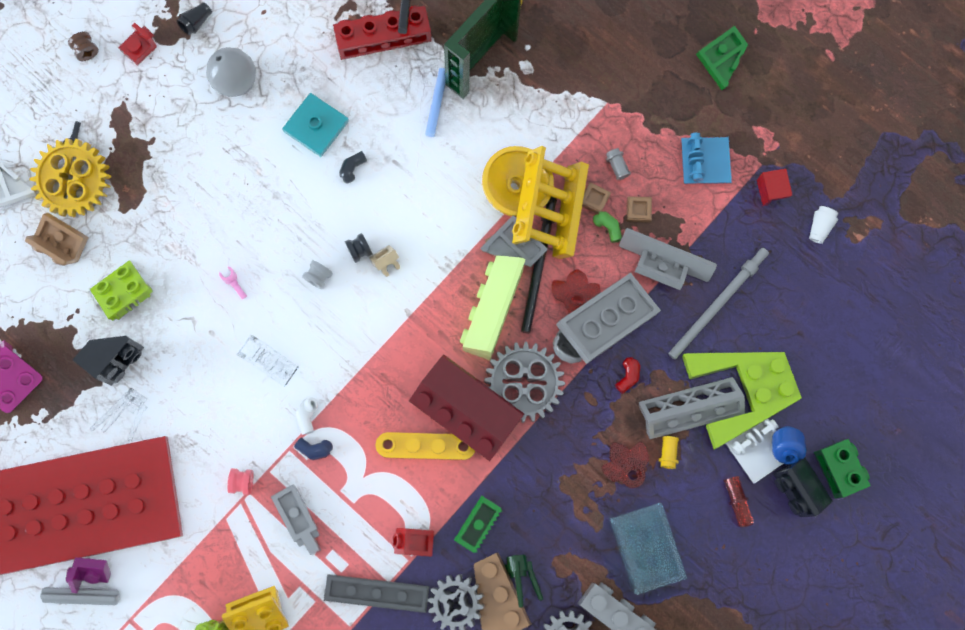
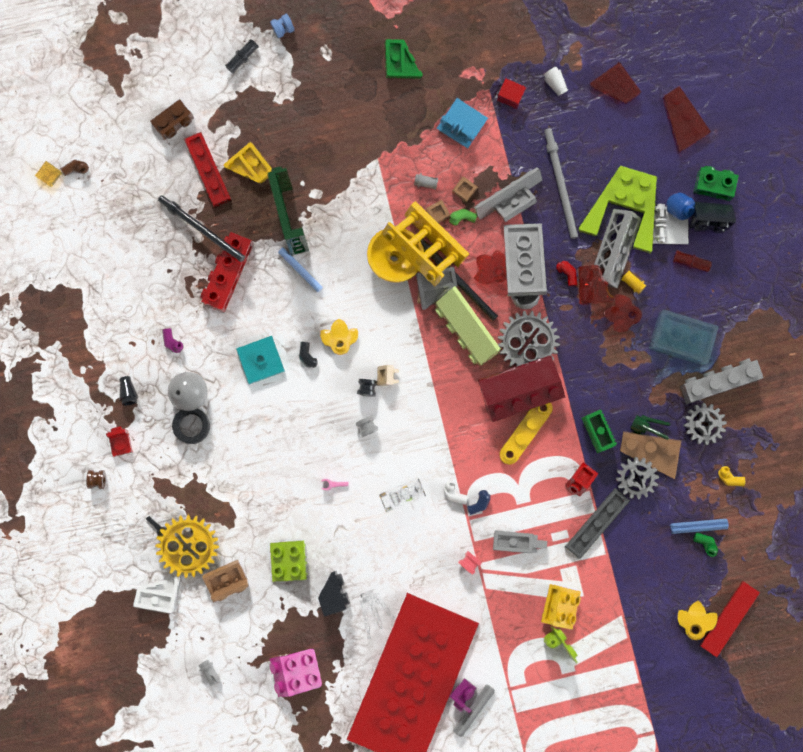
camera: 50 degrees left, 5 degrees up
(190, 86) = (191, 440): none -> black tyre
(272, 27) = (170, 343): none -> magenta arm
(395, 183) = (339, 334): none -> yellow plate
(633, 410) = (593, 286): none -> clear red wing
(867, 290) = (617, 84): none -> clear red wing
(885, 388) = (685, 120): none -> clear red wing

